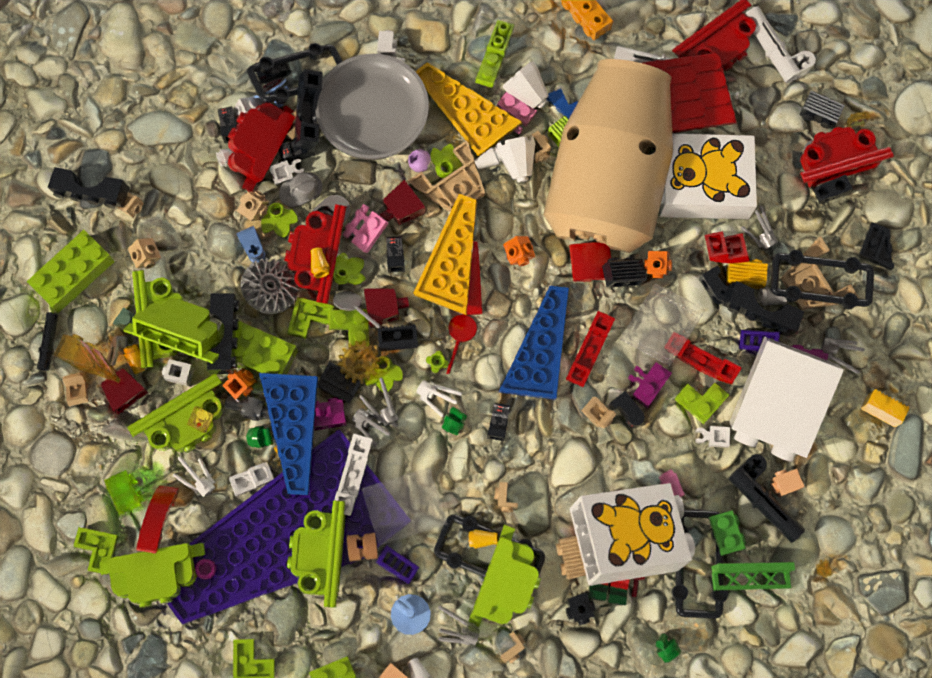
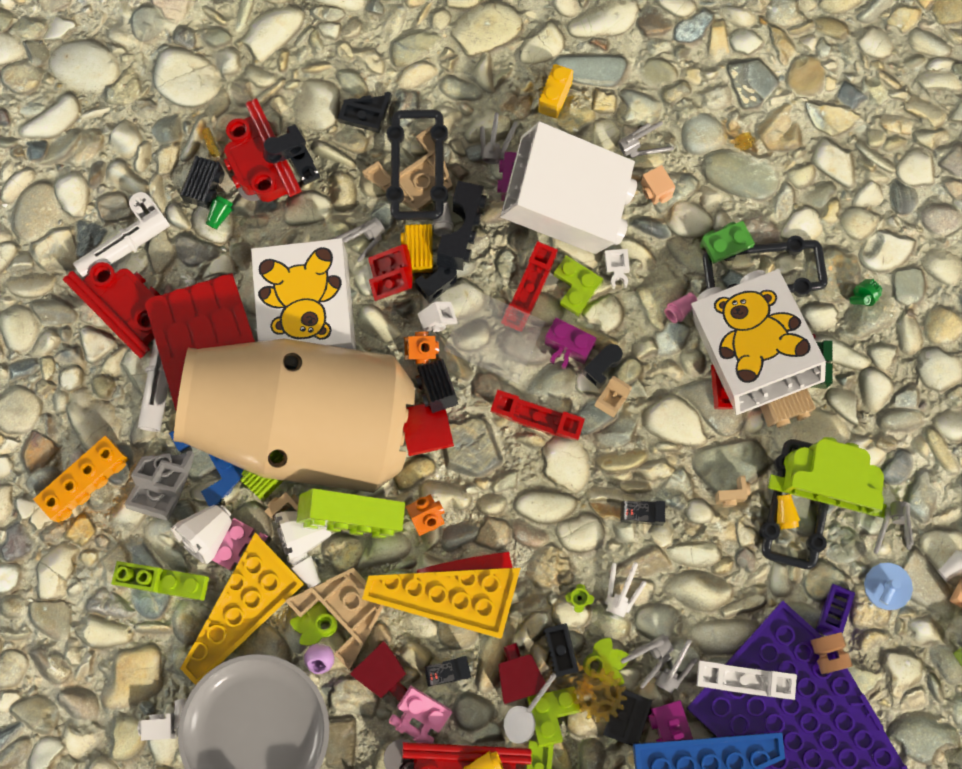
camera: 90 degrees left, 0 degrees up
(318, 553) = (852, 706): lime brick -> none
(351, 269) = (474, 726): lime plate -> none
(404, 506) = (768, 611): clear piece -> none
(454, 421) = (652, 566): green piece -> none
(462, 329) = (535, 574): red piece -> none
(512, 654) = (907, 460): tan bracket -> none
(526, 189) = (350, 512): none -> lime brick
(539, 356) = (558, 475): blue wing -> none
(570, 59) = (159, 484): none -> light grey slope
(583, 602) = (845, 391): black brick -> none
(684, 280) = (437, 316): none -> white brick
(752, 568) = (764, 214): bright green fence -> none
(762, 498) = (680, 209): black piece -> none
(773, 335) = (495, 247): dark purple slope -> none
(794, 120) = (218, 212): none -> green cone
(830, 466) = (631, 143): none -> light grey plant
(844, 170) = (284, 147): none -> black leg

